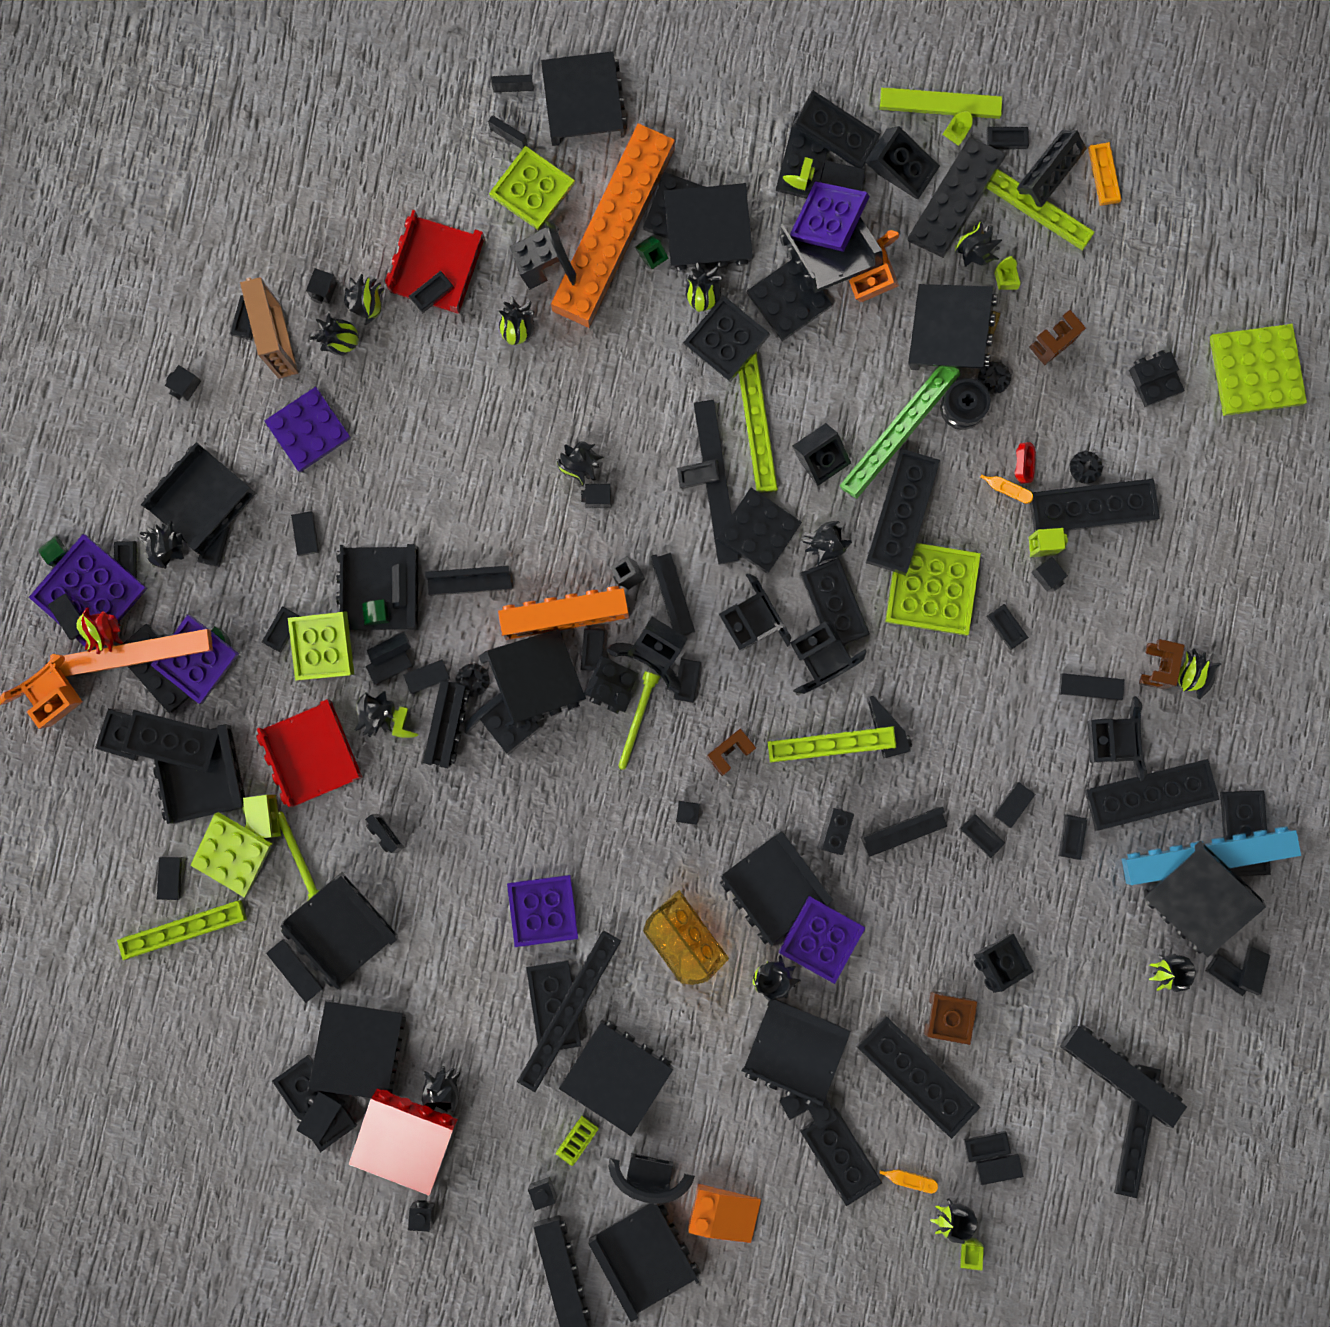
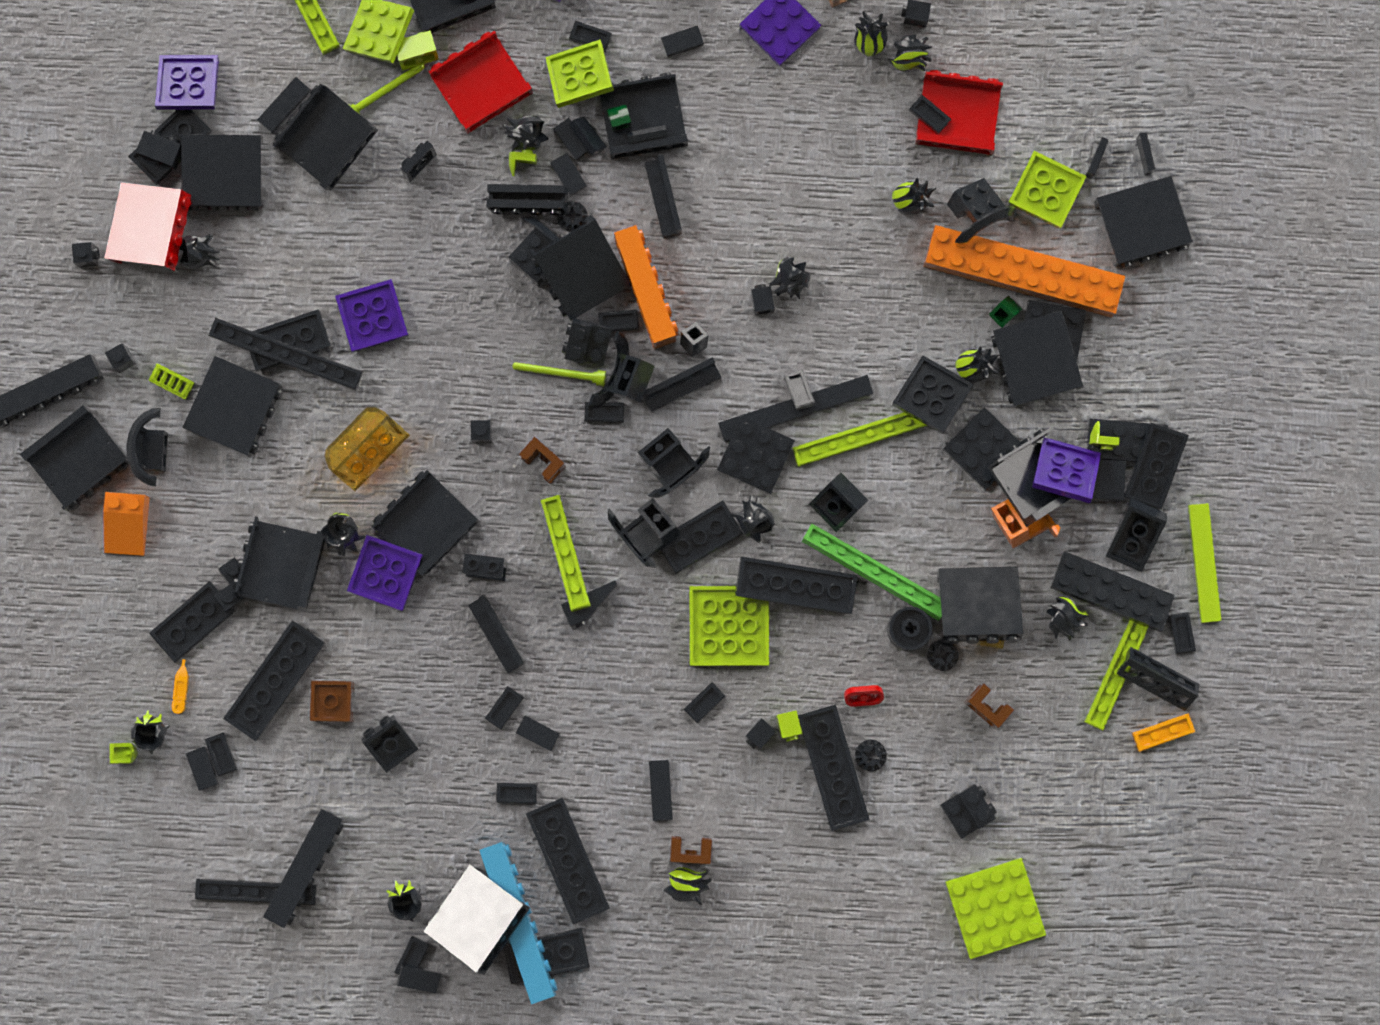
camera: 80 degrees right, 0 degrees up
(250, 1074) = (187, 82): none -> plate
(959, 127) = (1181, 582): lime plate -> none
(1007, 274) = (1043, 651): lime plate -> none
(1009, 489) = (835, 684): light orange piece -> none
(1118, 740) = (613, 820): black piece -> none

